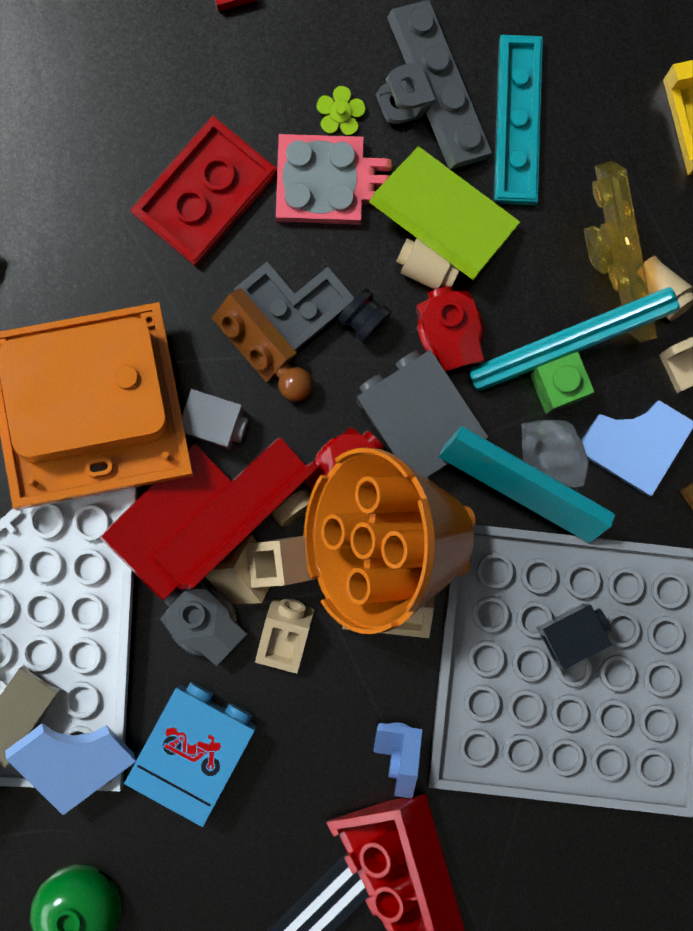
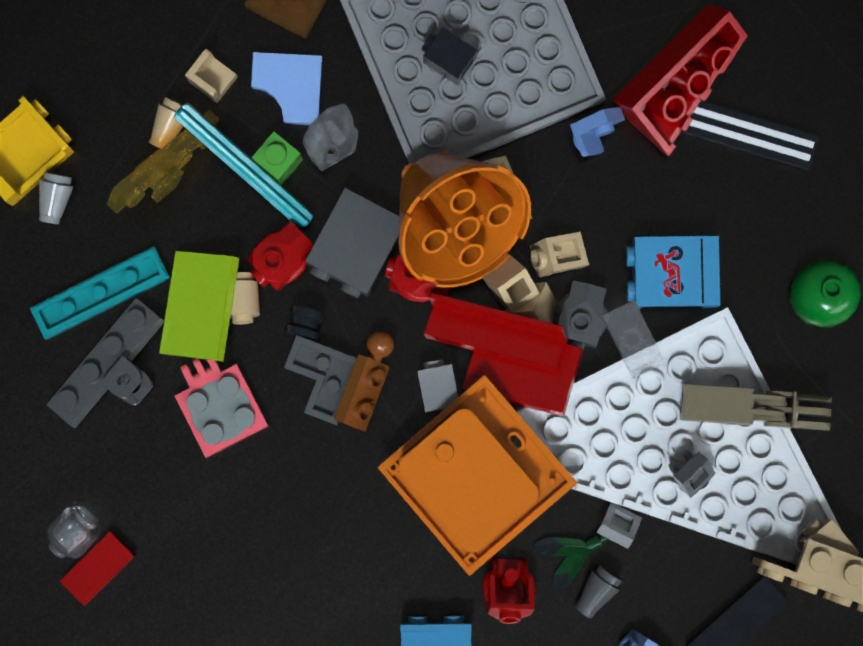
camera: 115 degrees left, 0 degrees up
(69, 766) = (729, 348): light blue tile -> none
(141, 663) = (633, 339): none -> clear plate
(204, 191) = (275, 489): red tile -> none
(292, 508) = (467, 295): tan tile -> none
(340, 111) = (163, 424): lime plant -> none
(526, 485) = (364, 143): teal tile -> none
(650, 124) = (53, 196): none -> light grey cone

